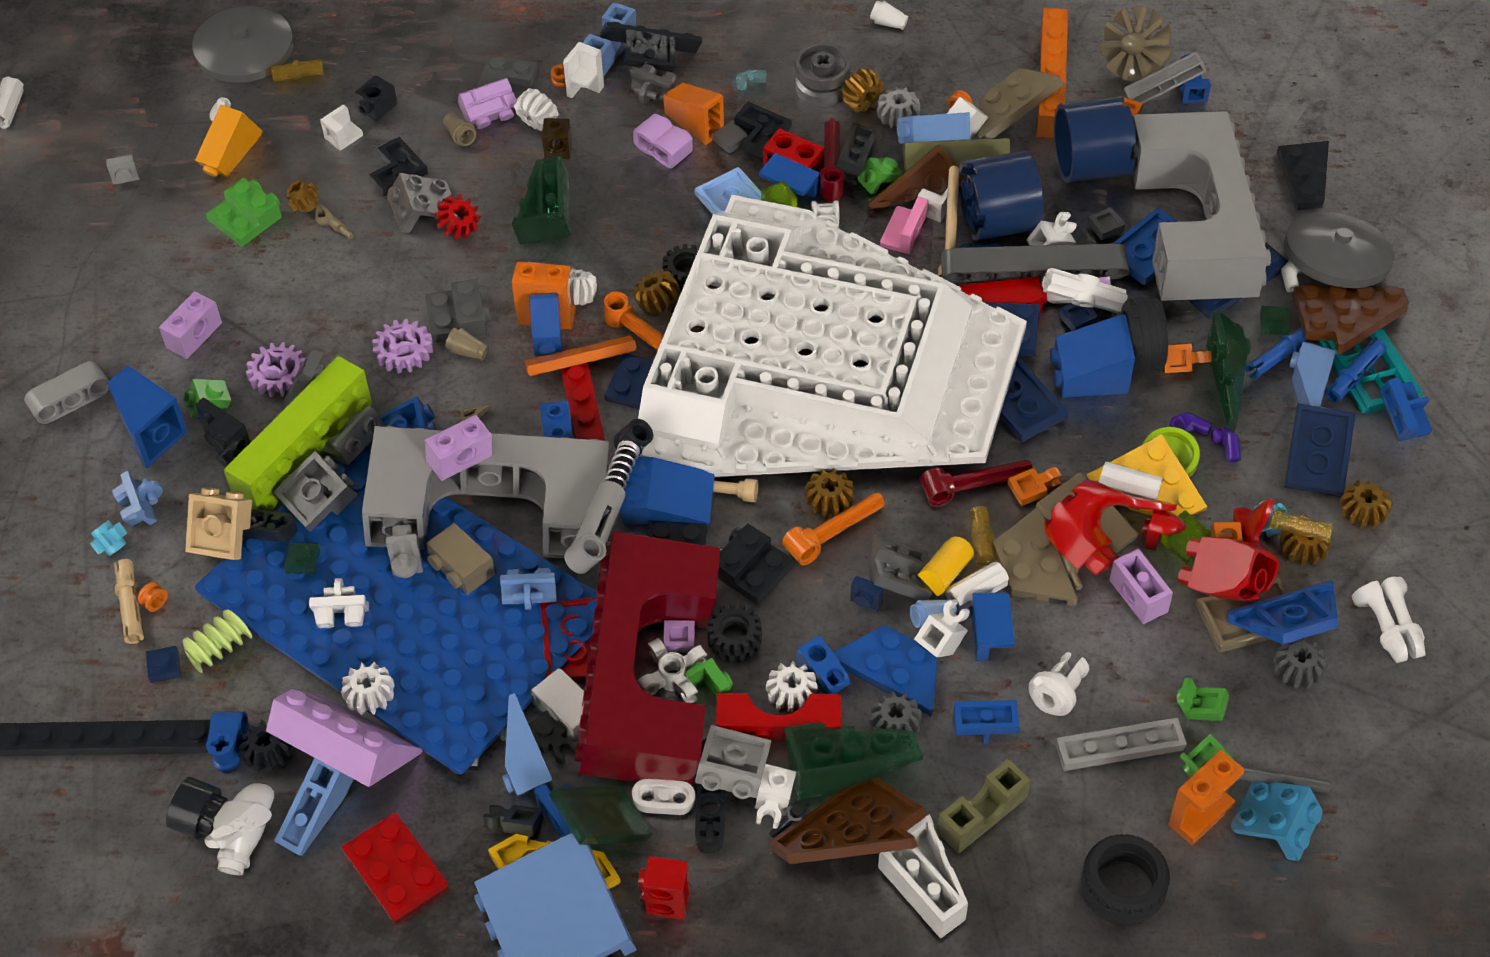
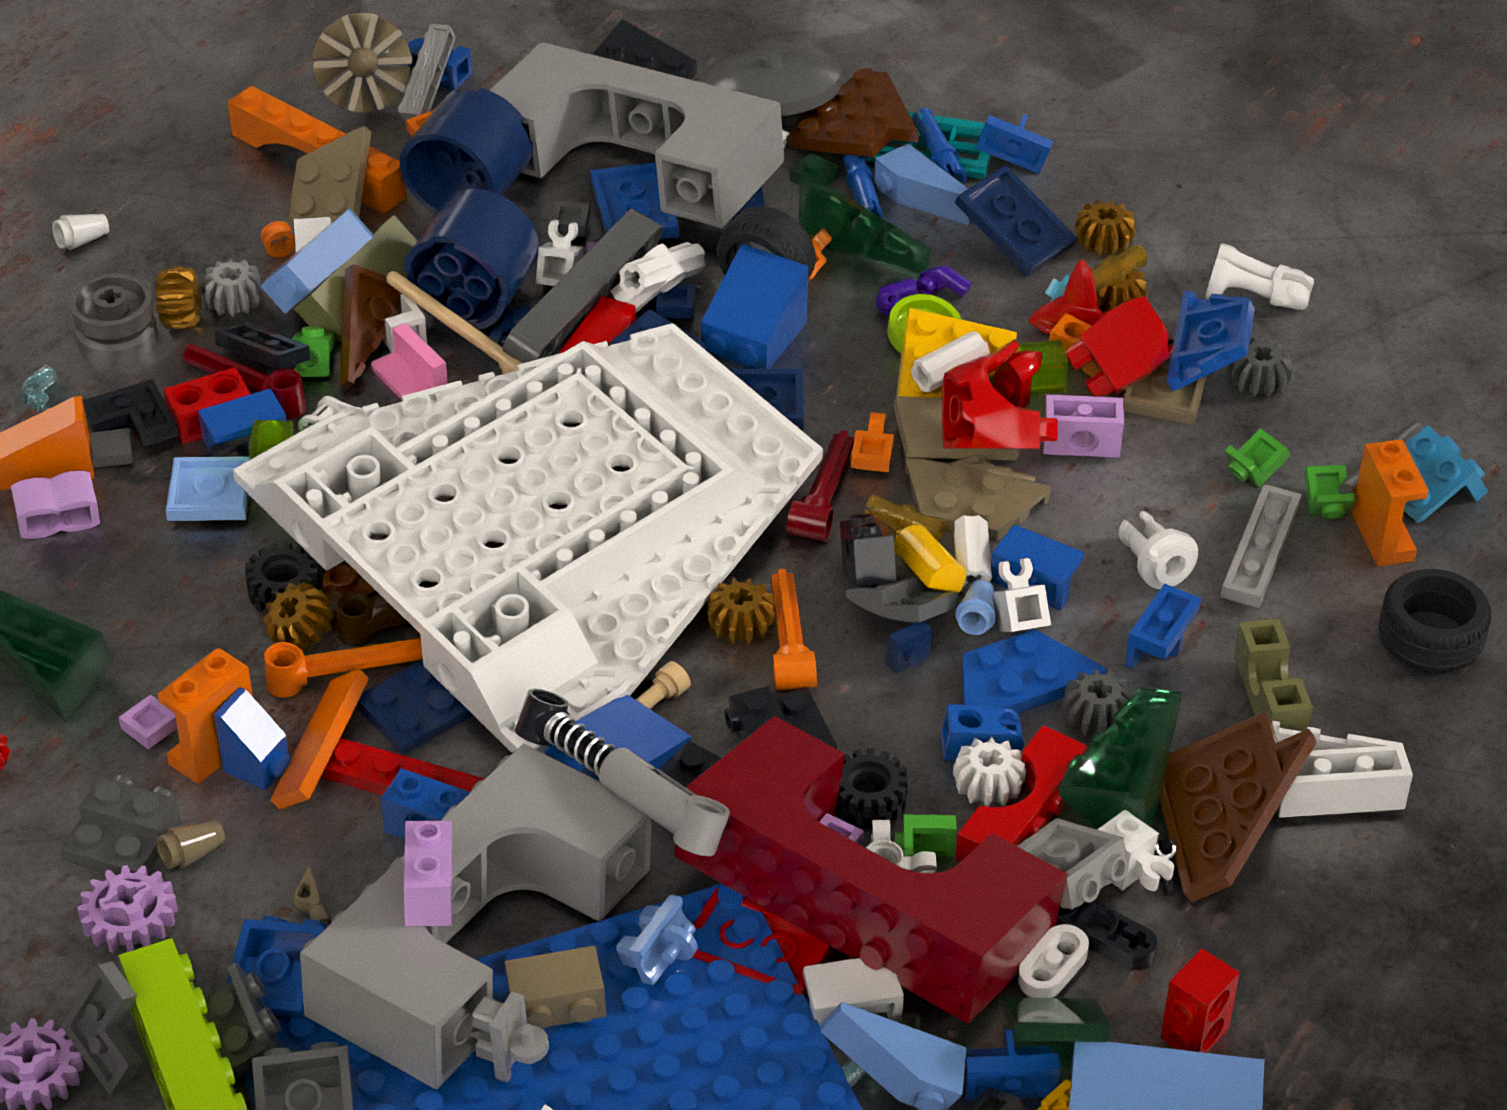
camera: 60 degrees left, 10 degrees down
(919, 527) = (867, 550): none -> black brick

